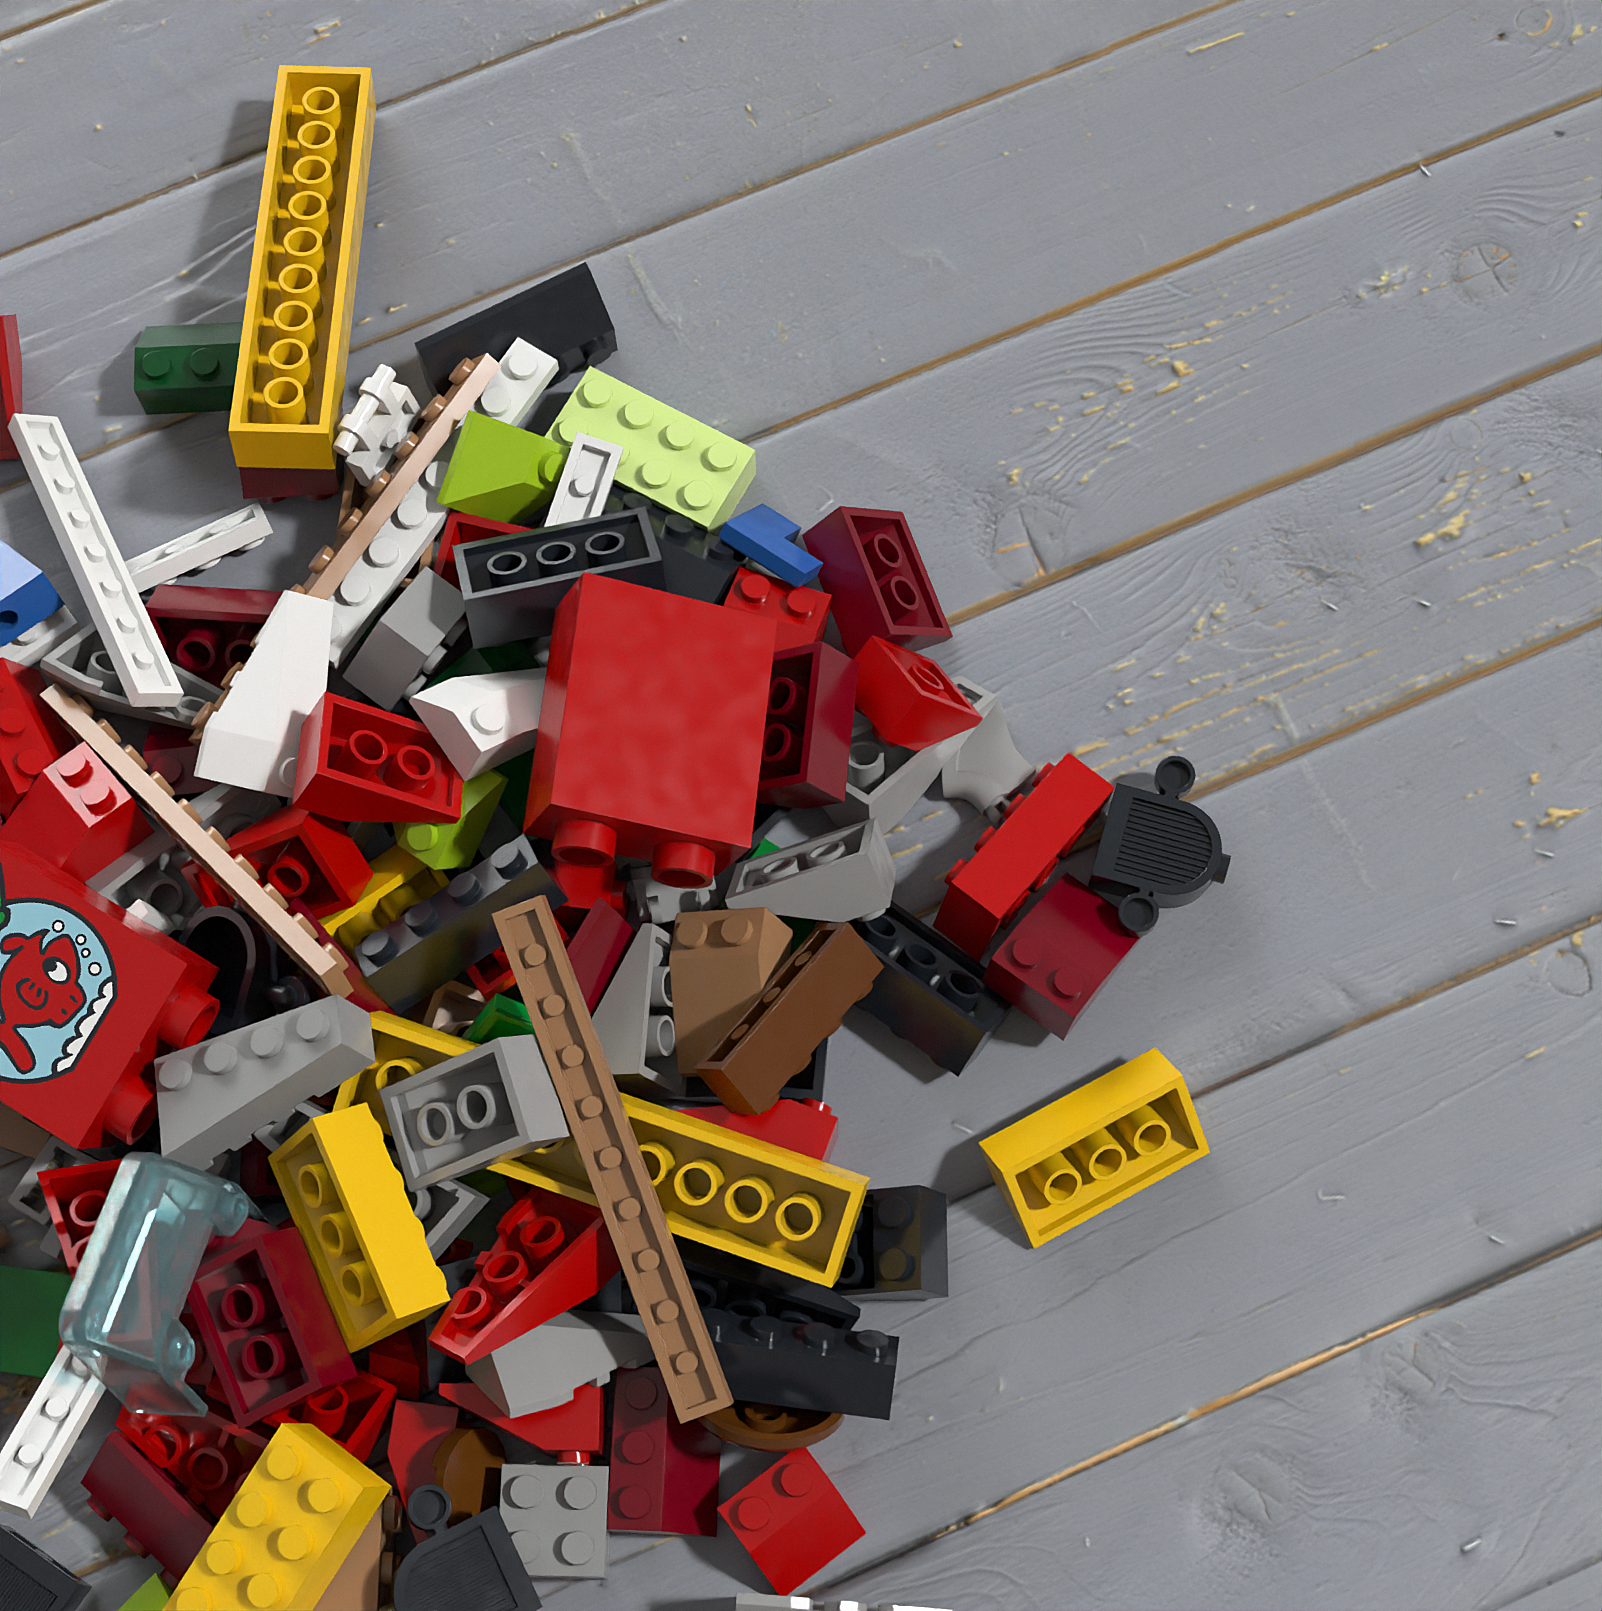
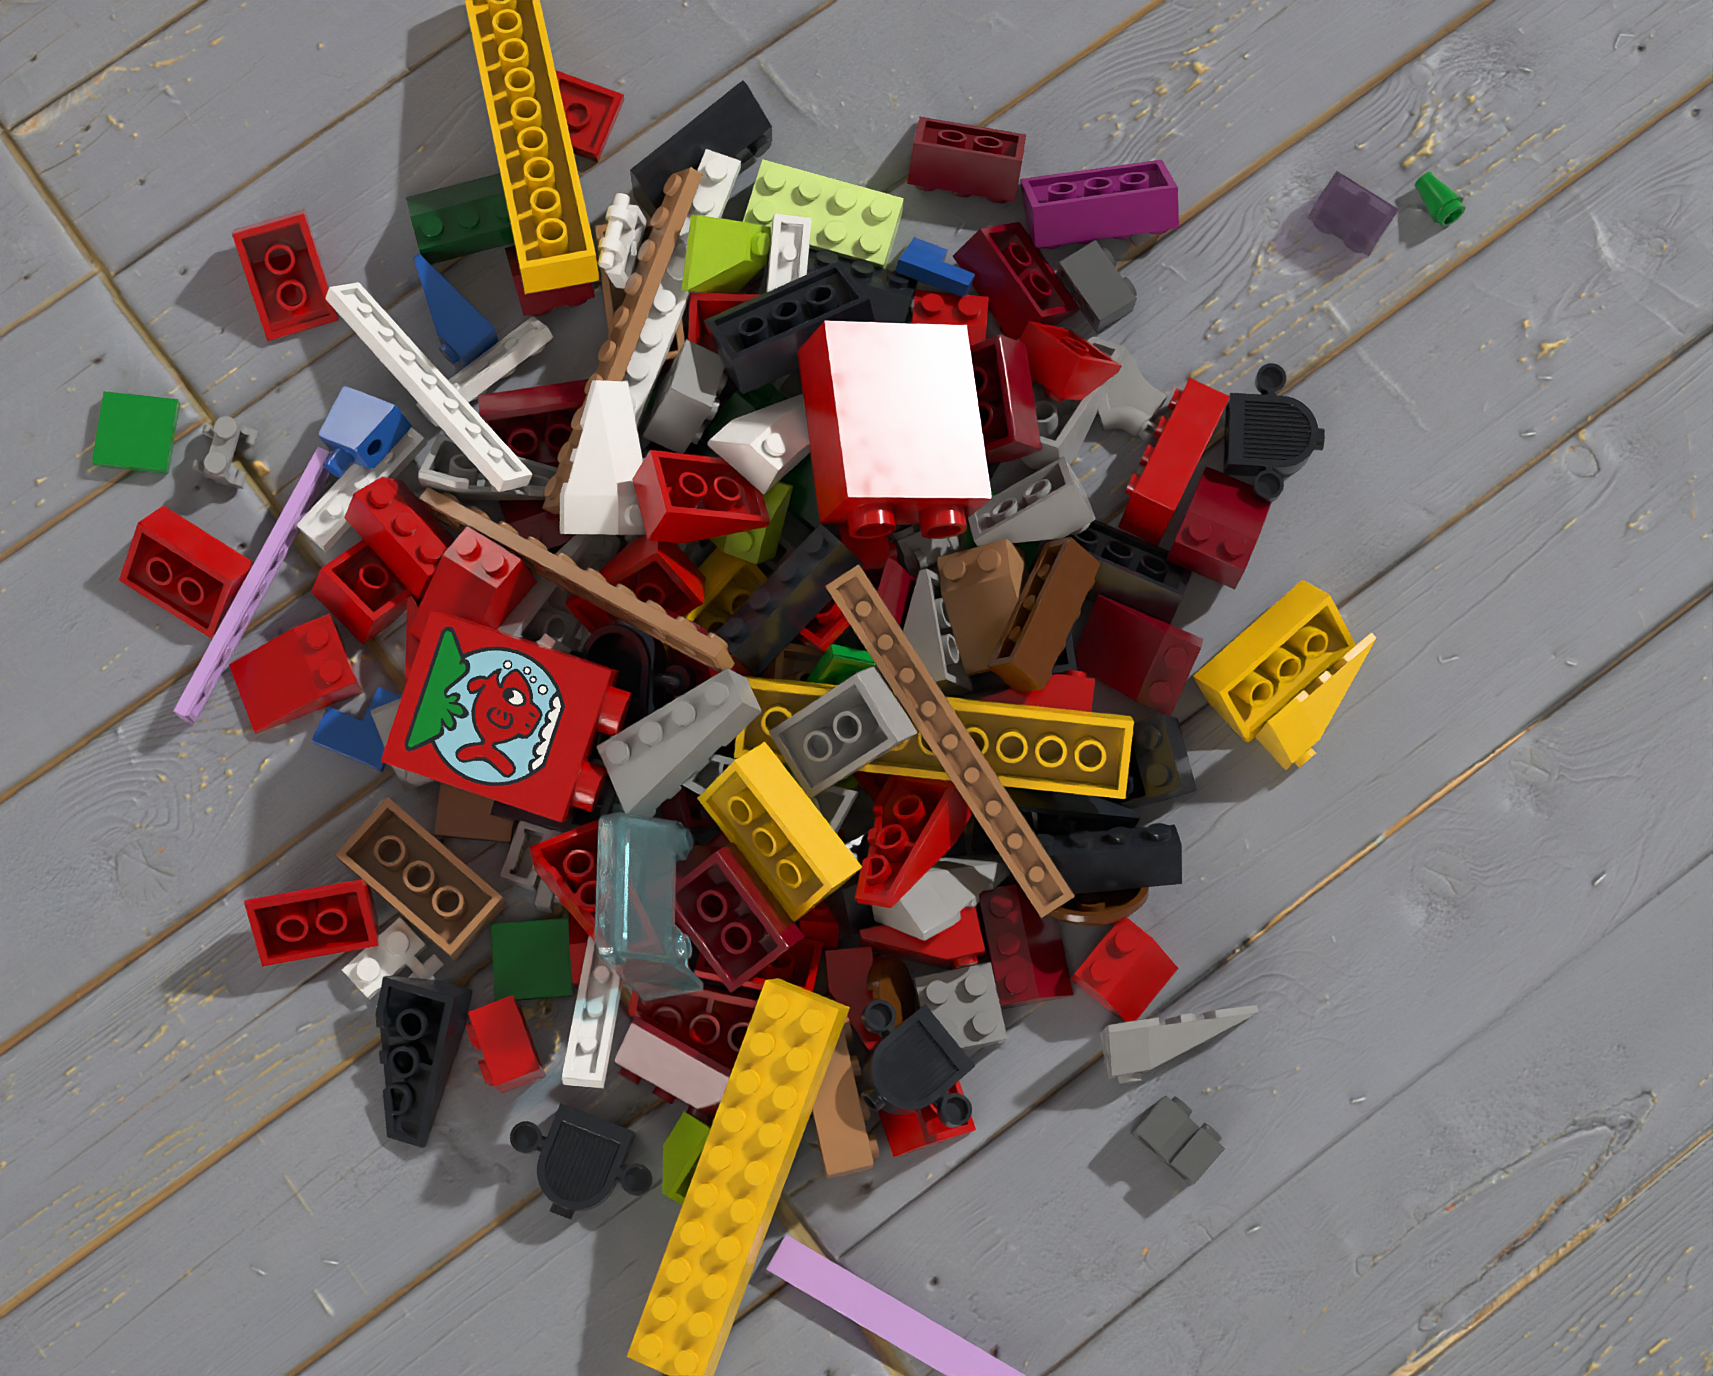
camera: 20 degrees left, 5 degrees up
(155, 483) = (458, 324): none -> blue slope
(393, 272) = (589, 114): none -> red tile
(851, 421) = (966, 160): none -> dark red slope
(911, 1098) = (1137, 654): none -> dark red slope
(979, 611) = (1097, 285): none -> dark grey brick
(1009, 510) = (1100, 204): none -> magenta slope
(1113, 1233) = (1304, 719): none -> yellow wedge
(1333, 589) = (1352, 214): none -> clear purple brick
(1454, 596) = (1441, 201): none -> green cone

